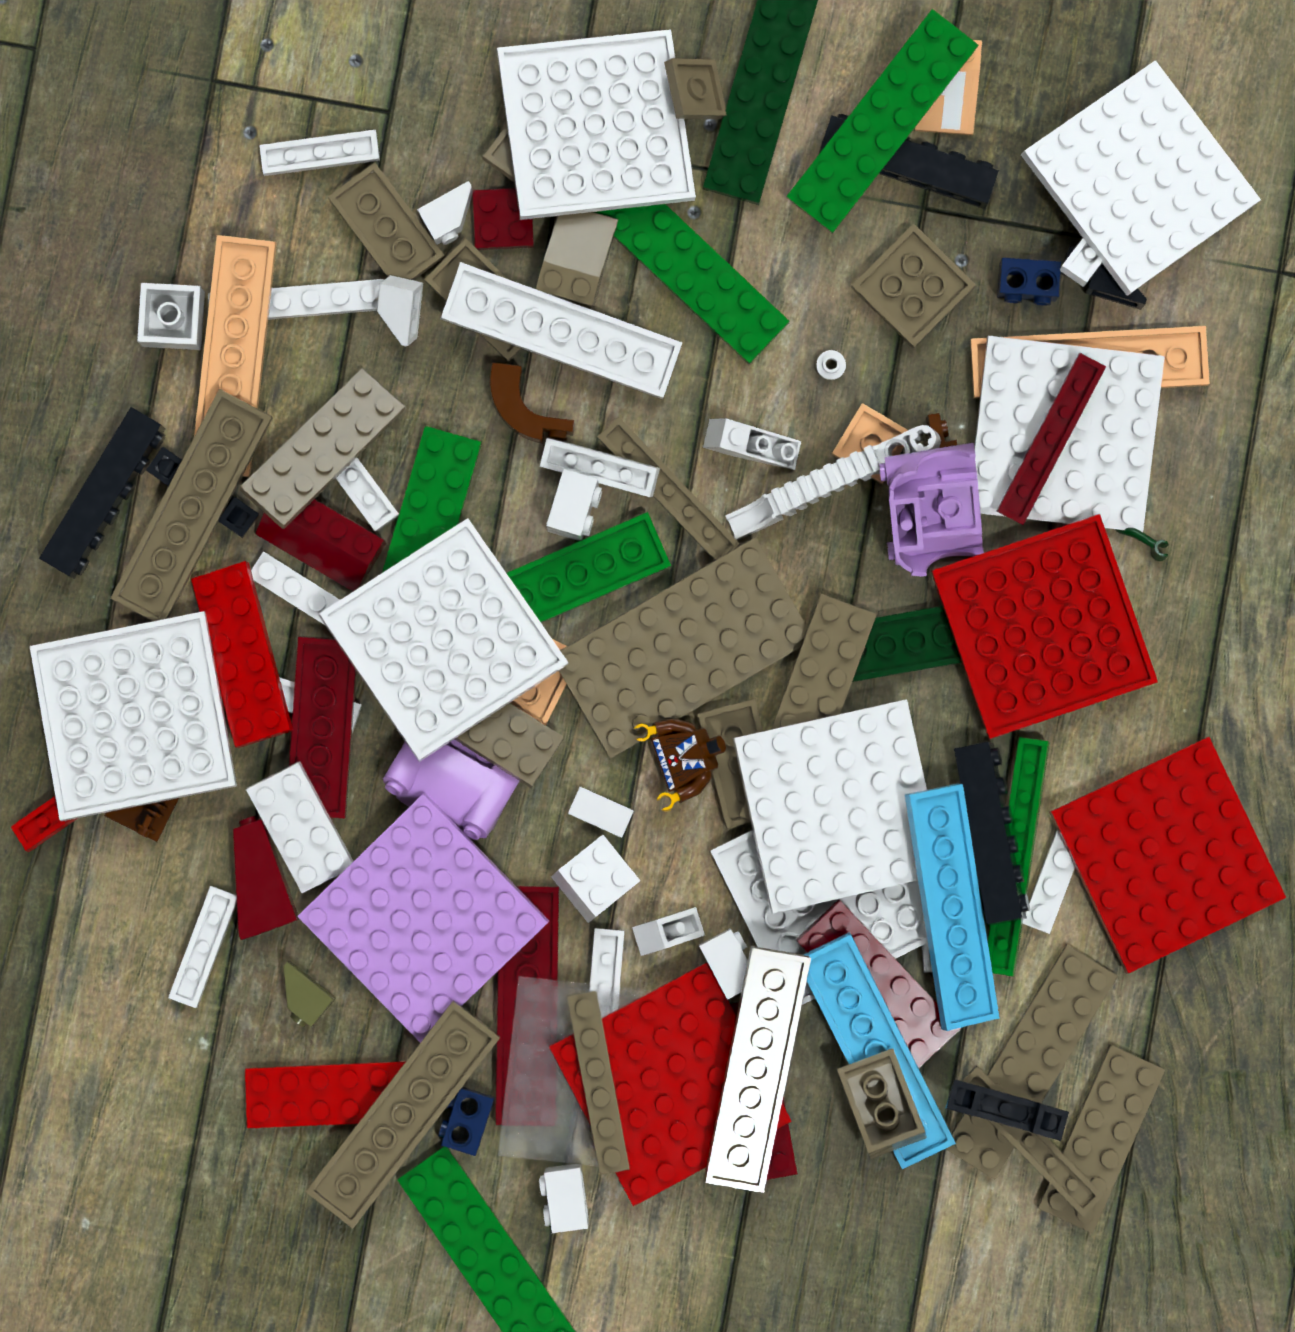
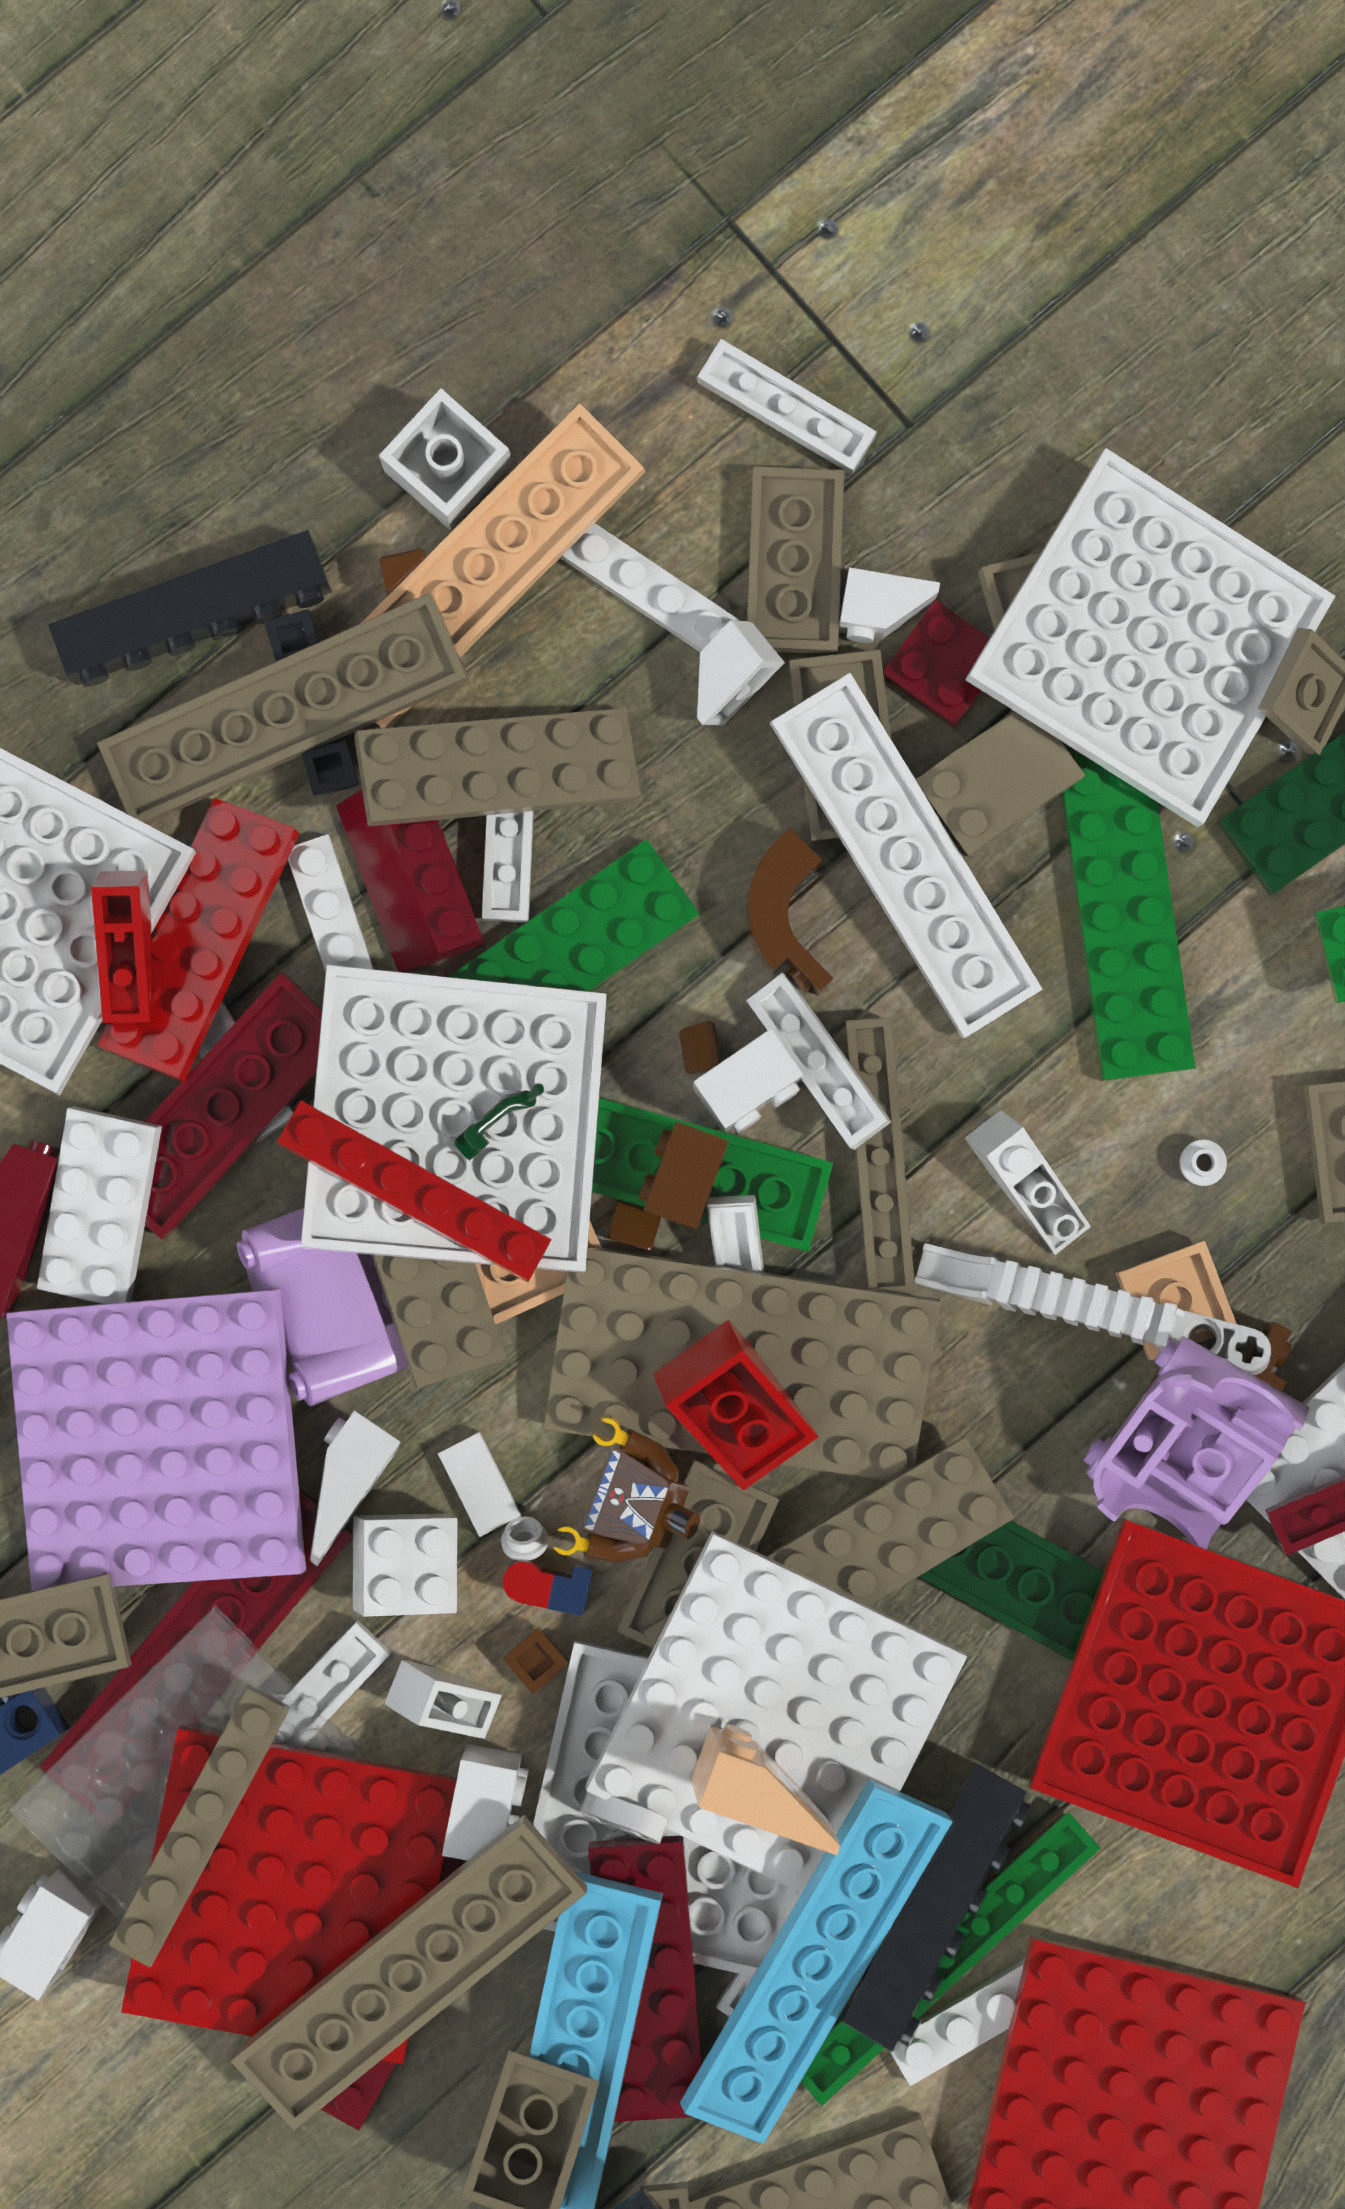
camera: 35 degrees right, 0 degrees up
(190, 389) = (399, 566): none -> reddish brown slope
(210, 685) = (123, 945): none -> red slope
(452, 689) = (414, 1191): none -> red plate
(461, 641) = (472, 1139): none -> dark green piece
(531, 856) = (351, 1467): none -> white slope
(535, 508) = (699, 1047): none -> reddish brown slope
(574, 622) = (633, 1226): none -> reddish brown slope
(579, 576) = (684, 1176): none -> reddish brown brick
(627, 584) = (735, 1232): none -> white tile
(644, 820) = (524, 1539): none -> white plate
(665, 840) = (546, 1588): none -> leg
(694, 669) = (734, 1405): none -> red slope
(698, 875) = (535, 1660): none -> reddish brown plate
(802, 912) = (625, 1817): none -> white beam
(843, 842) = (748, 1786): none -> light nougat slope

